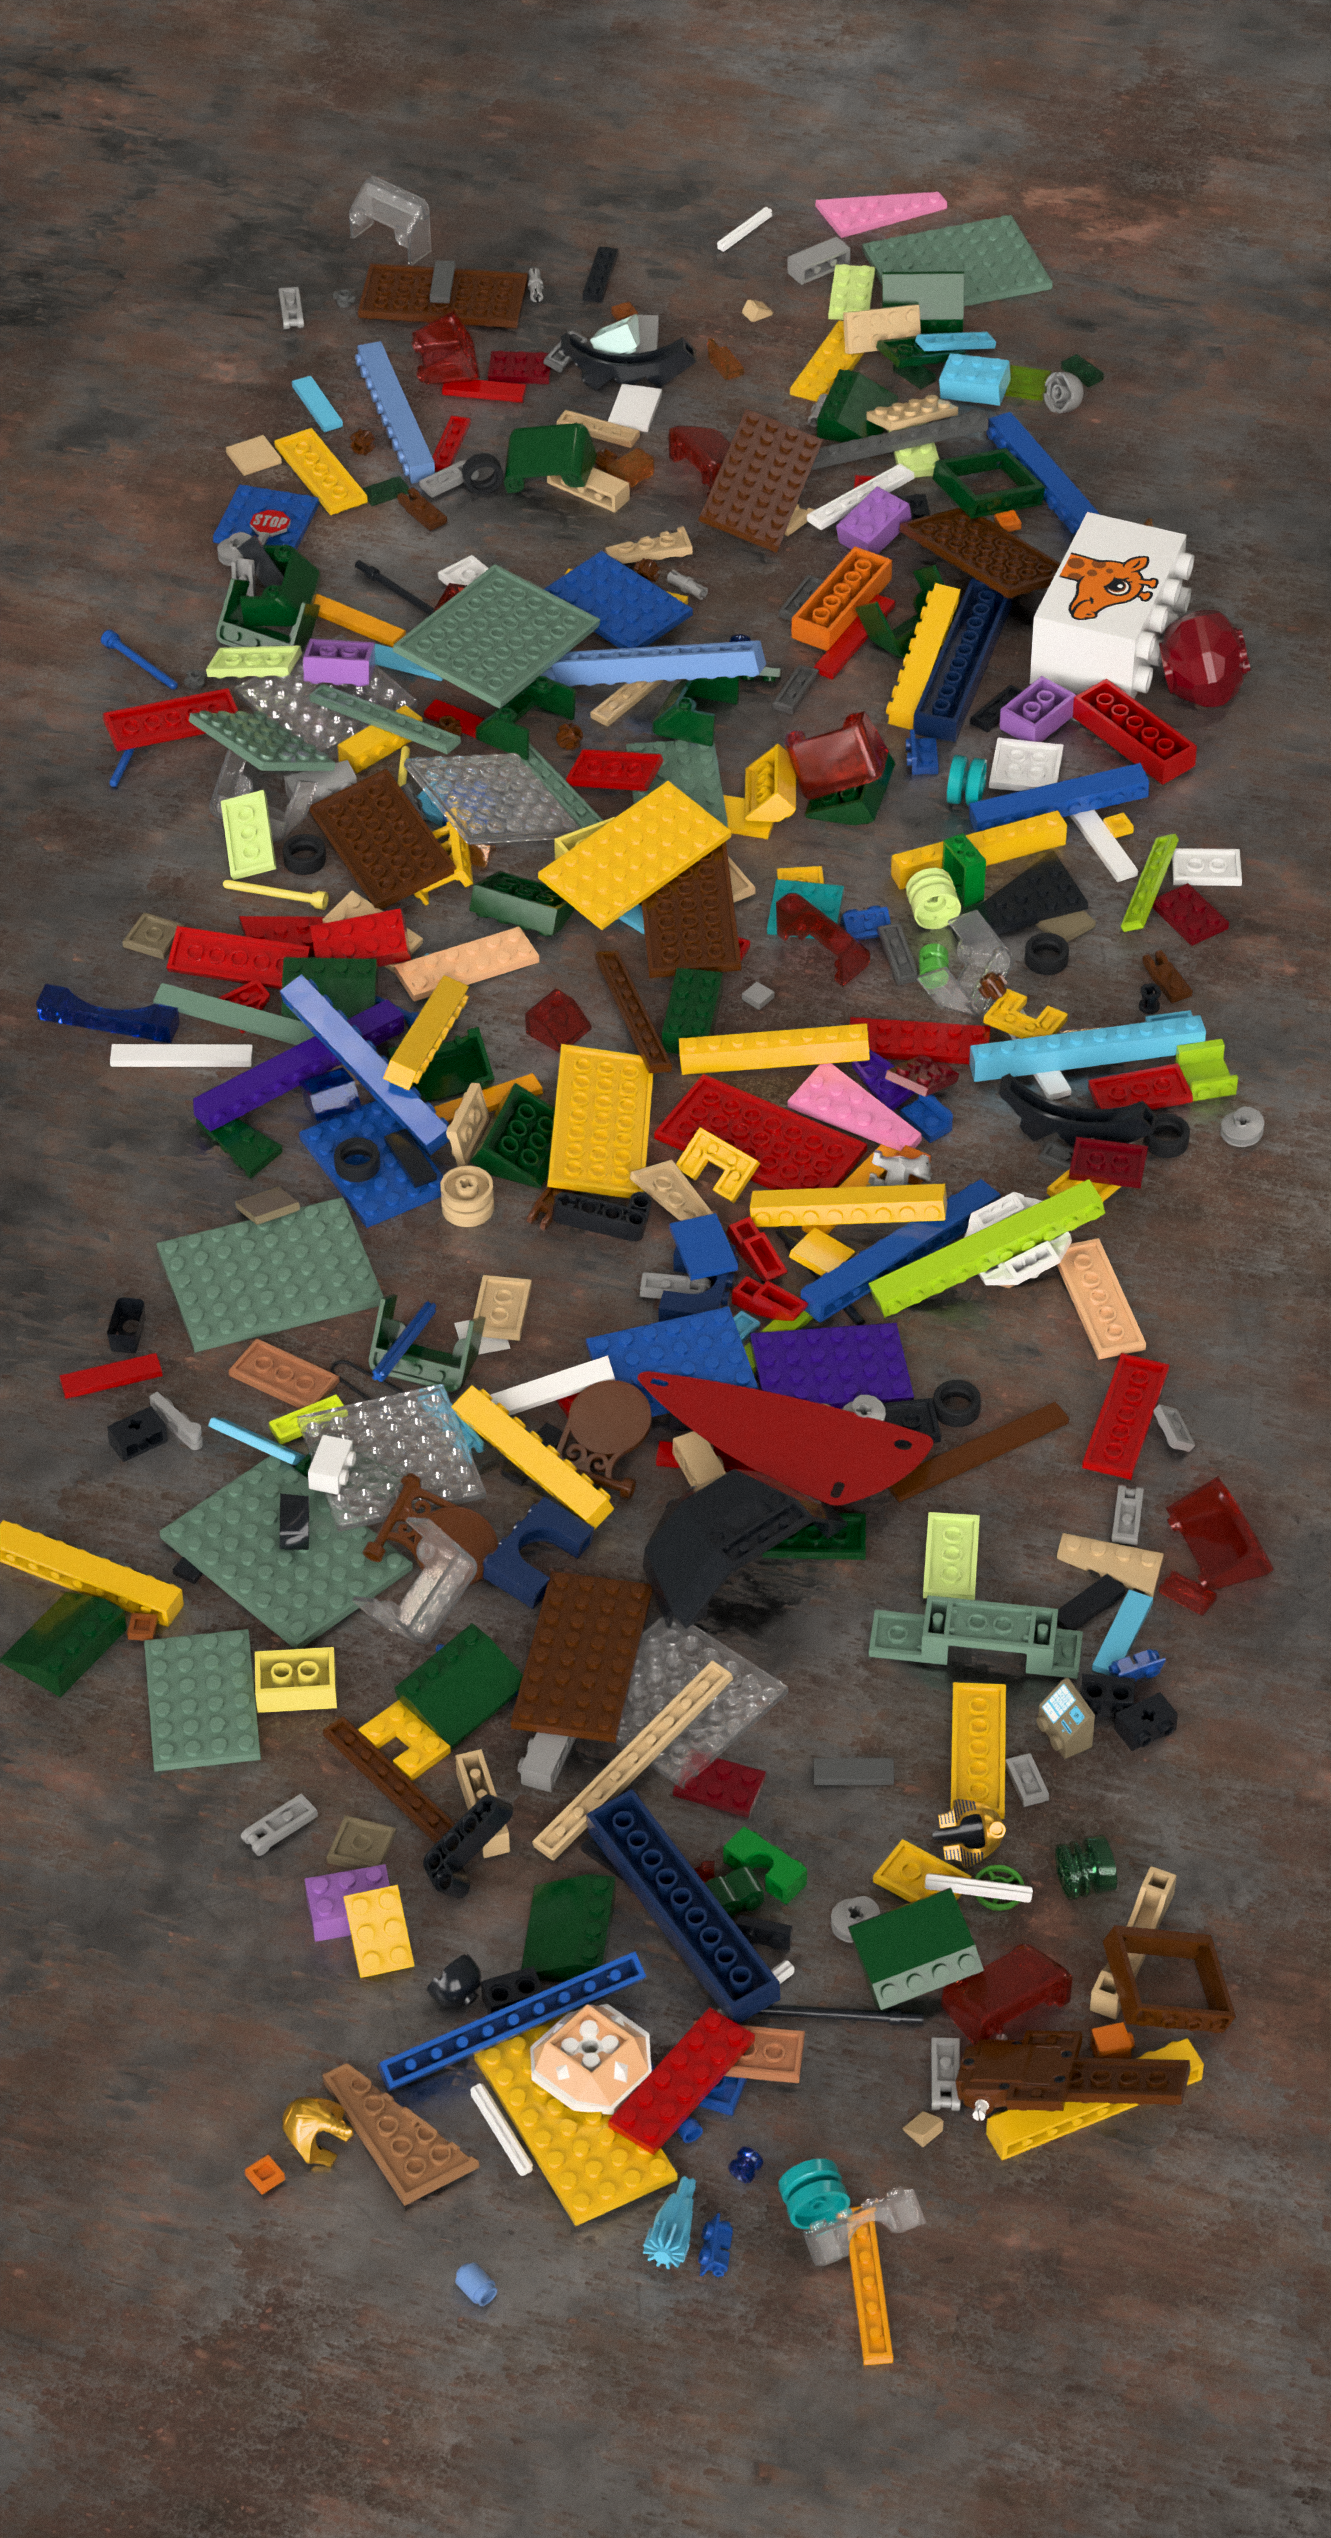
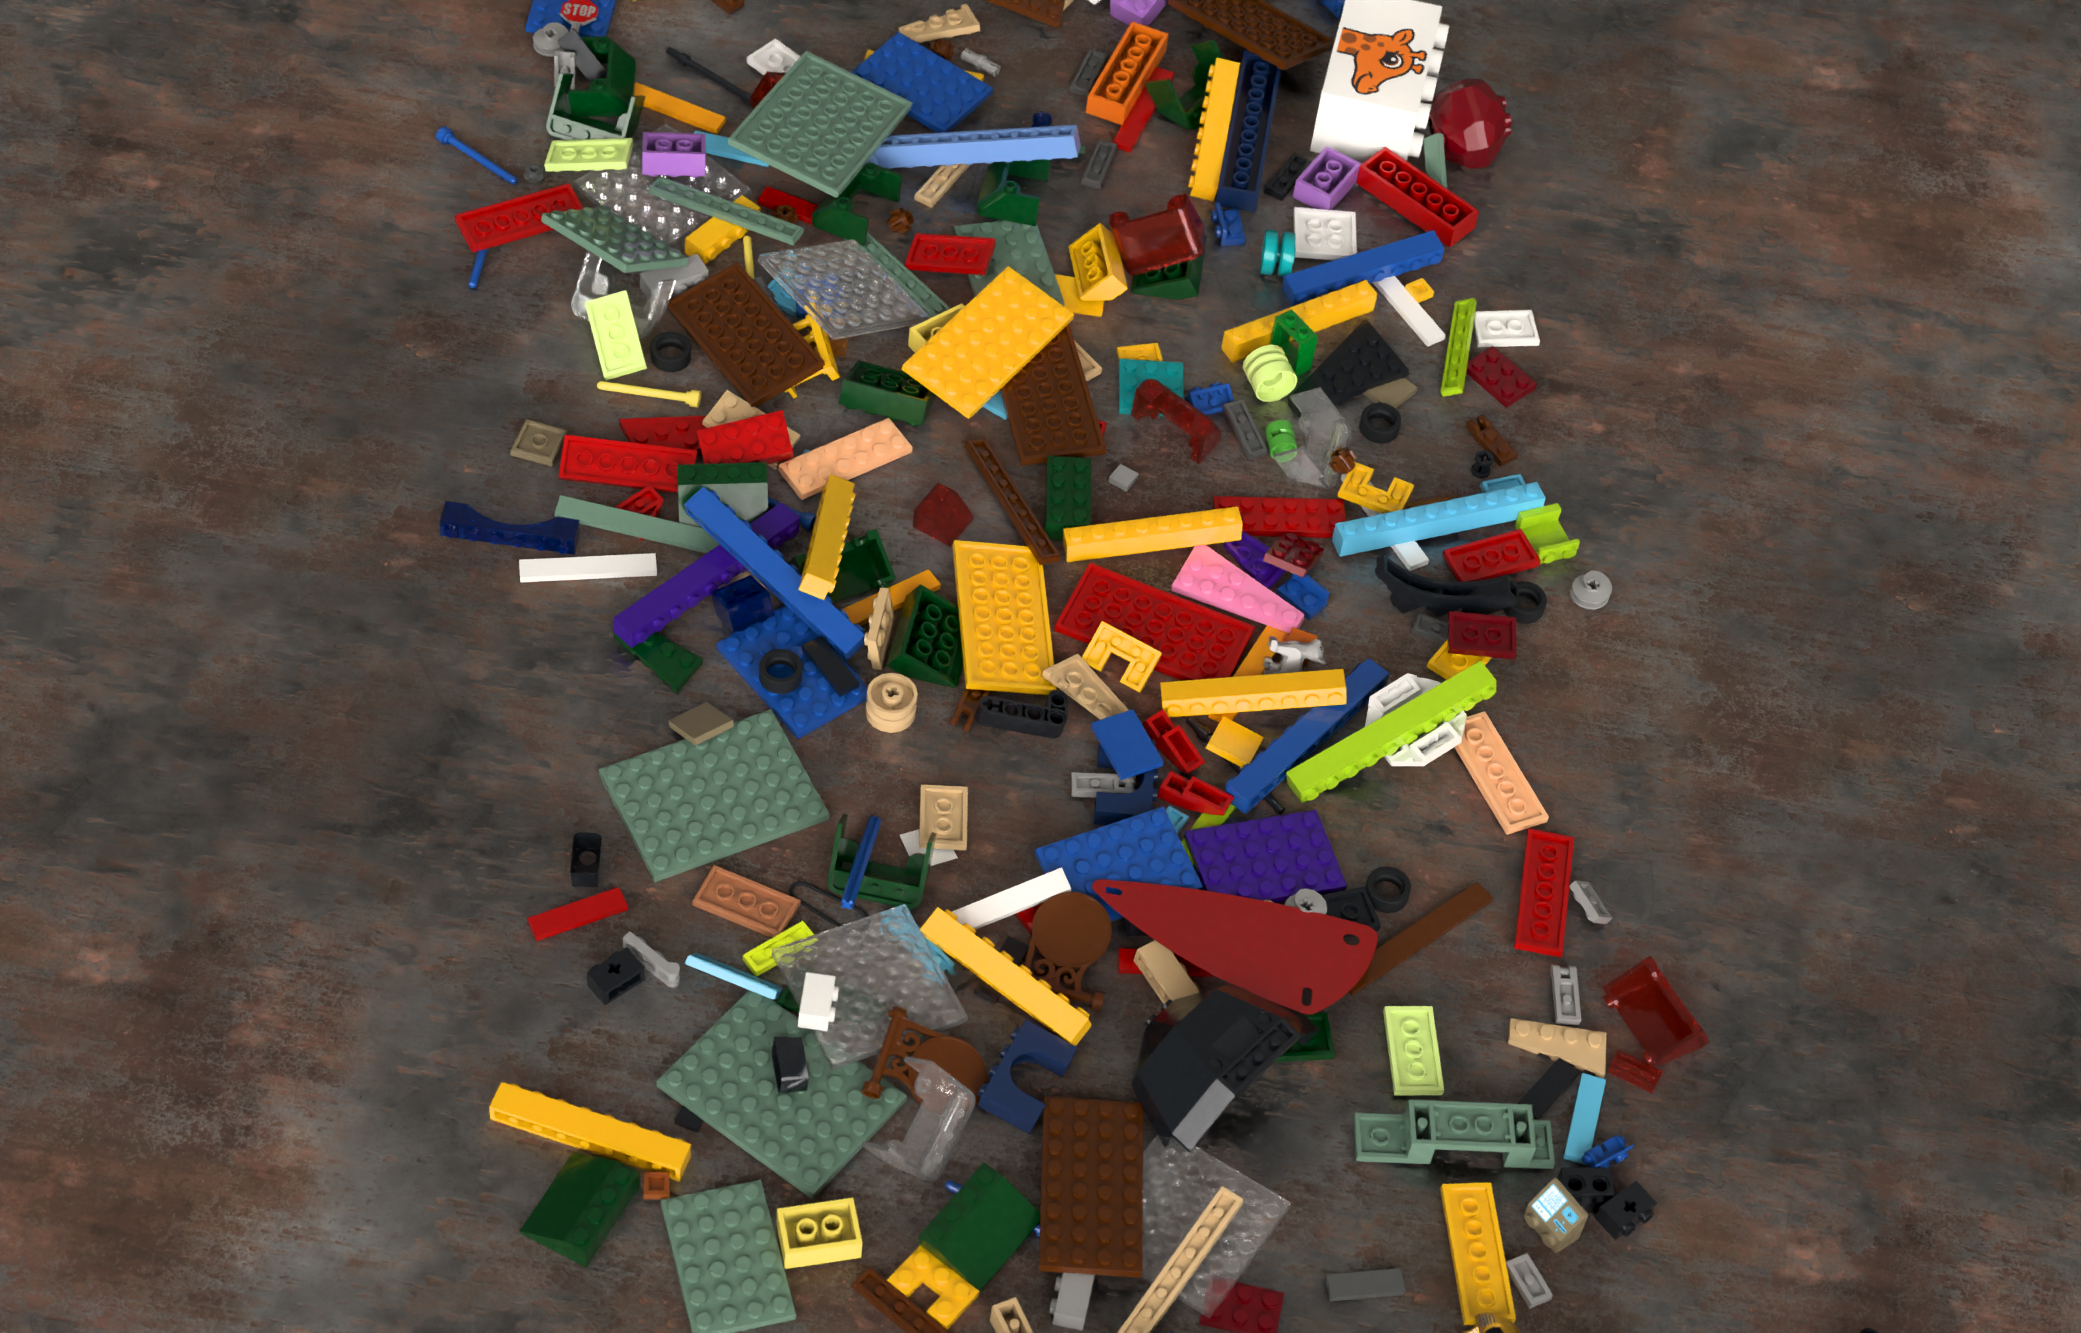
camera: 15 degrees left, 5 degrees up
(1160, 693) = (1435, 158): none -> sand green tile

